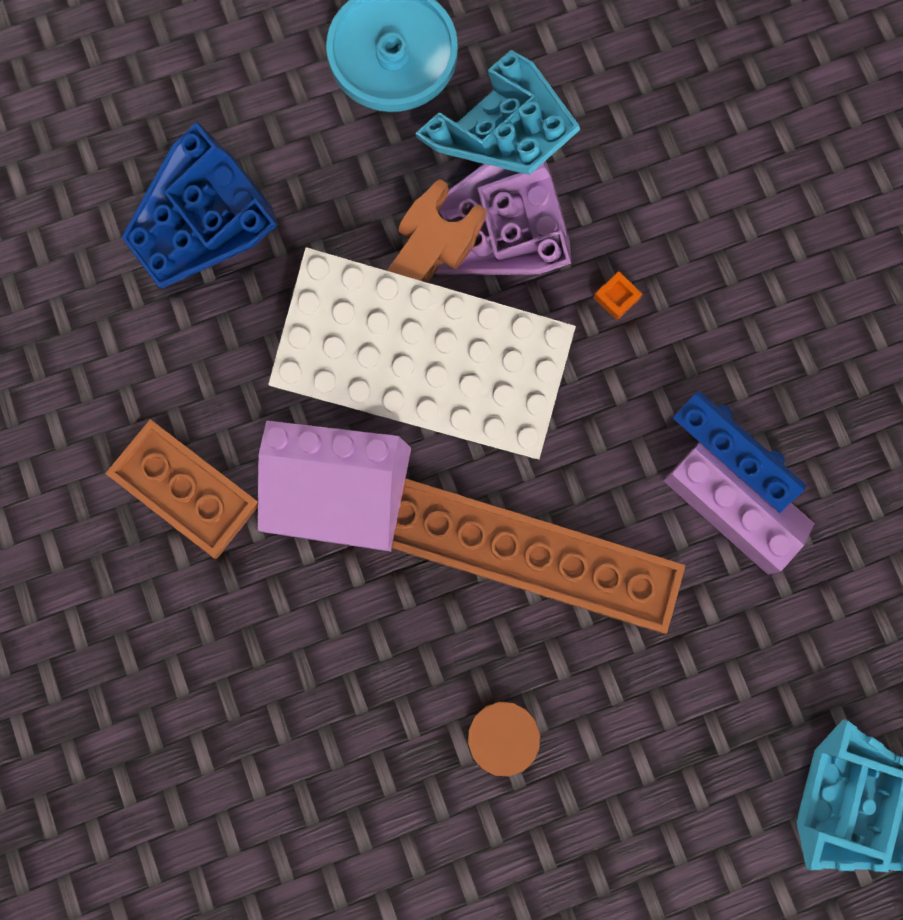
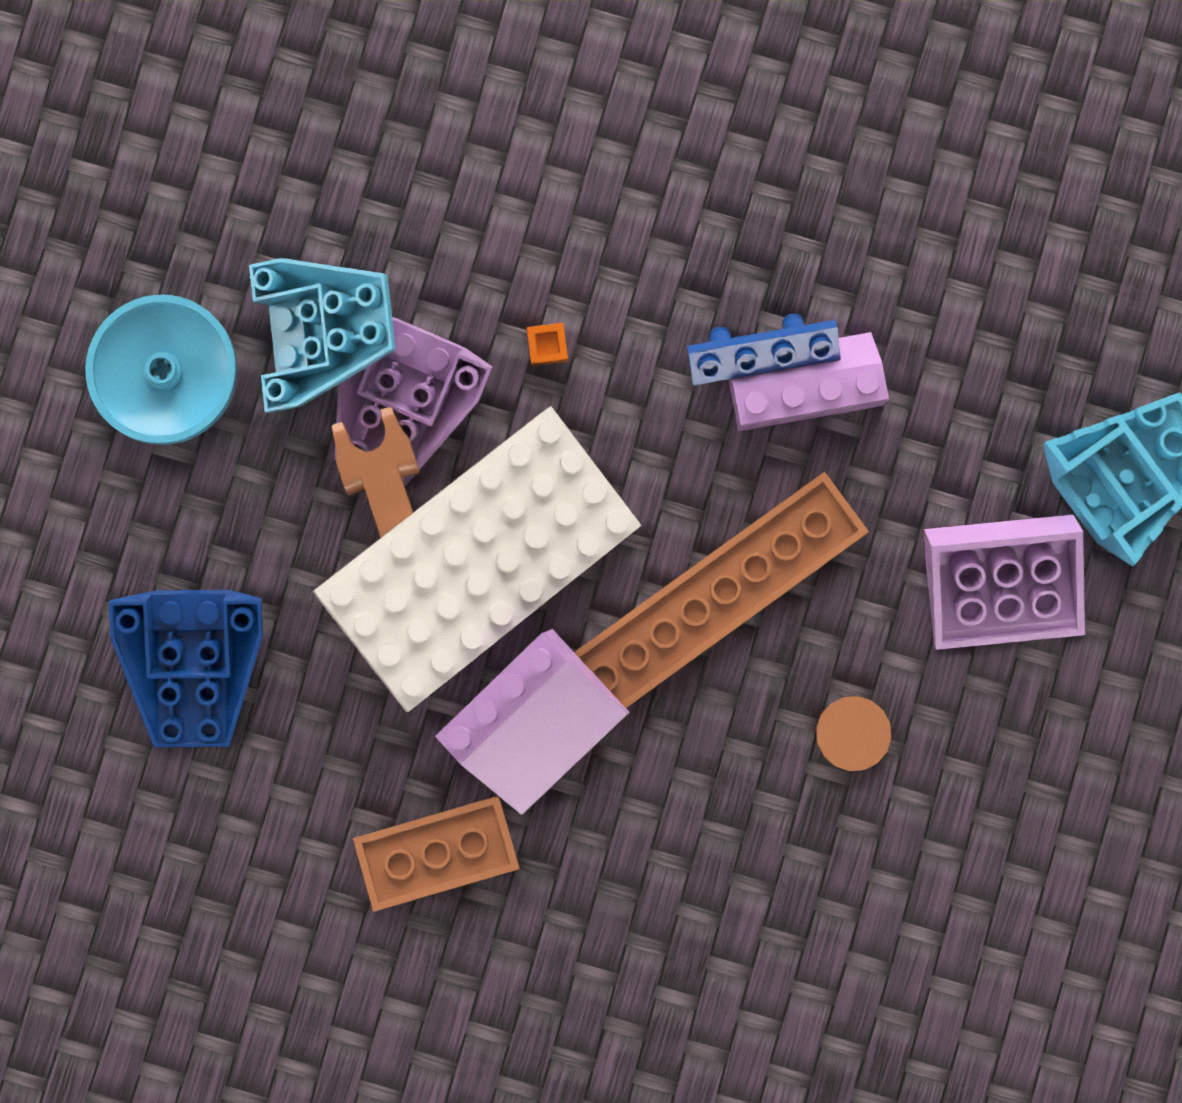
camera: 50 degrees left, 5 degrees up
(713, 772) = (1005, 581): none -> lavender slope

